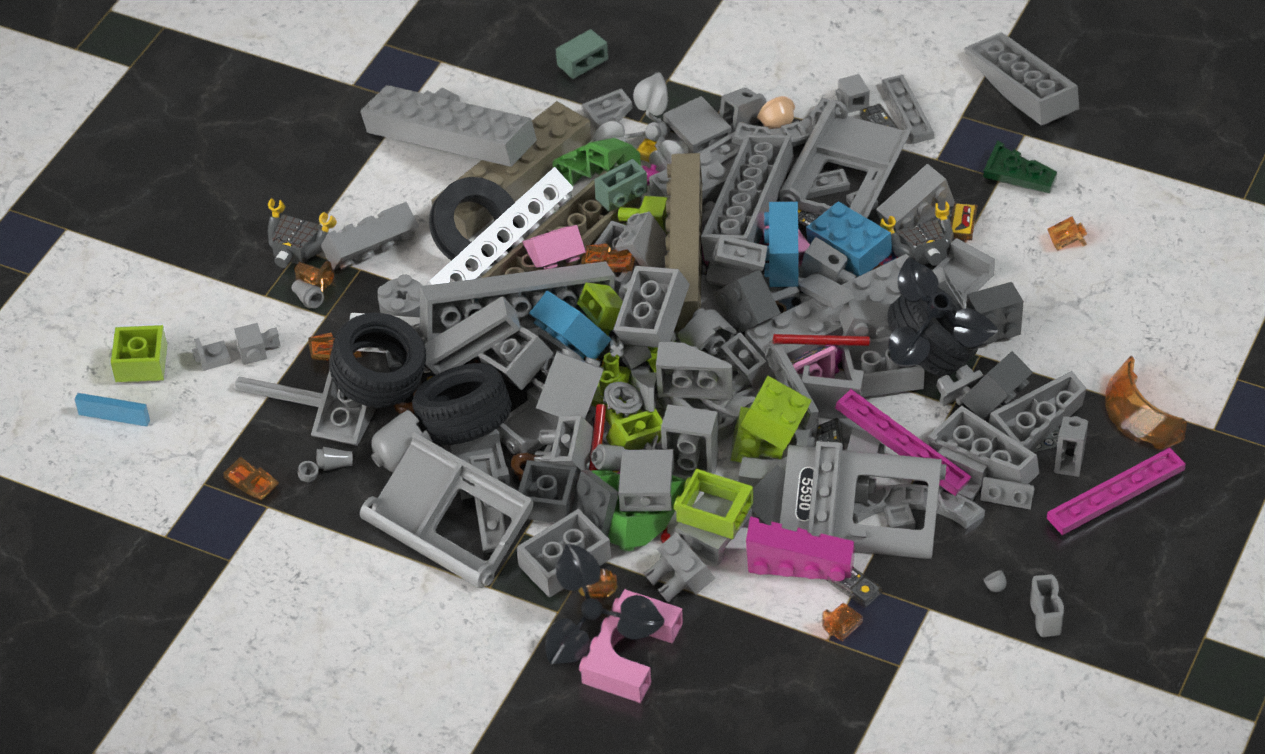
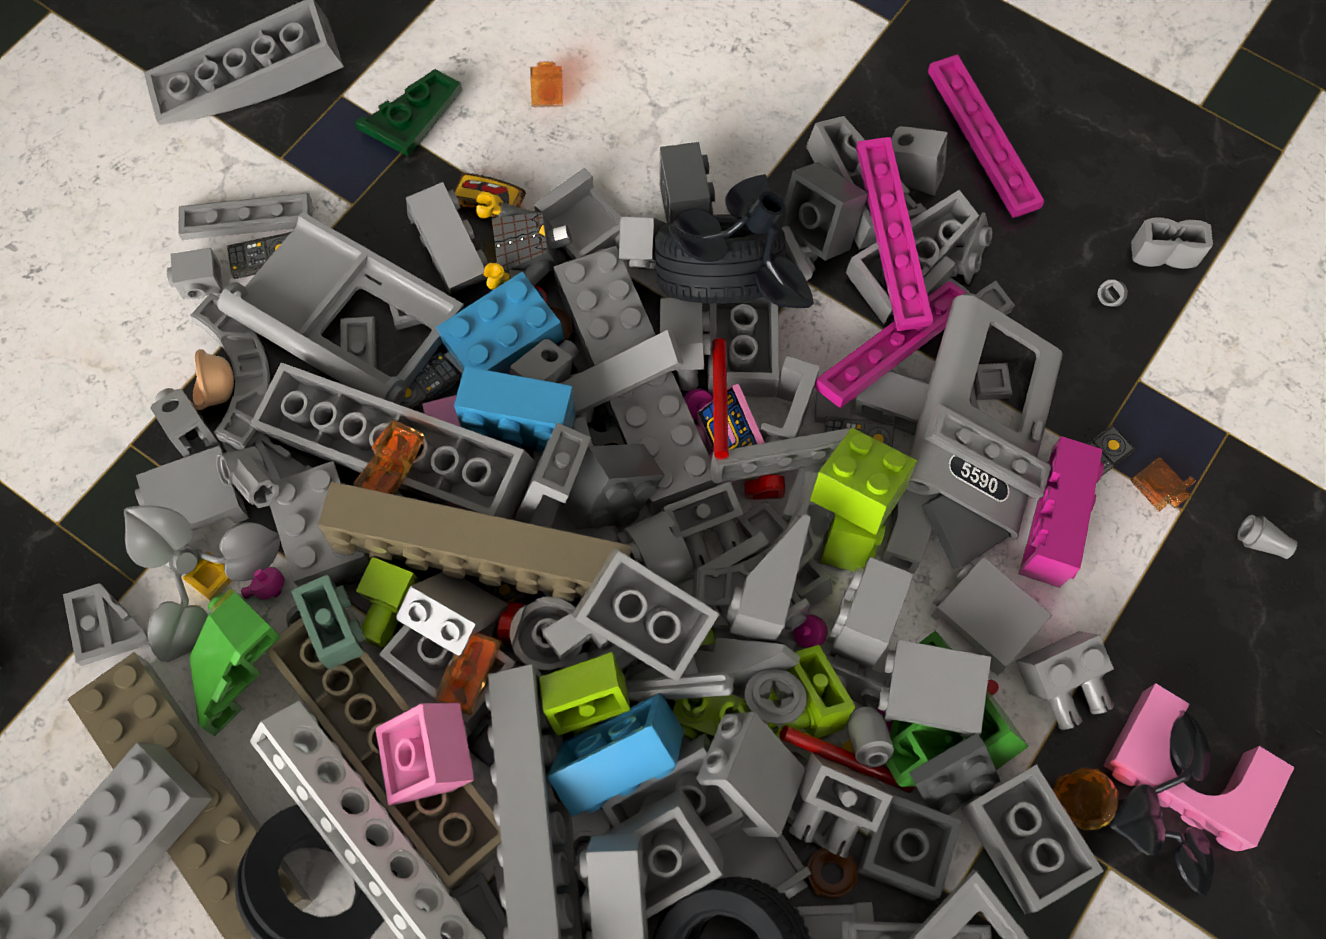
camera: 85 degrees left, 20 degrees up
(711, 138) = (247, 473): none -> light grey piece
(719, 486) = (1006, 572): lime window -> none
(734, 189) = (393, 458): none -> clear orange slope
(814, 679) = (1264, 536): none -> light grey cone
(983, 417) = (894, 234): none -> dark pink plate
(1136, 415) = (854, 88): clear orange windscreen -> none

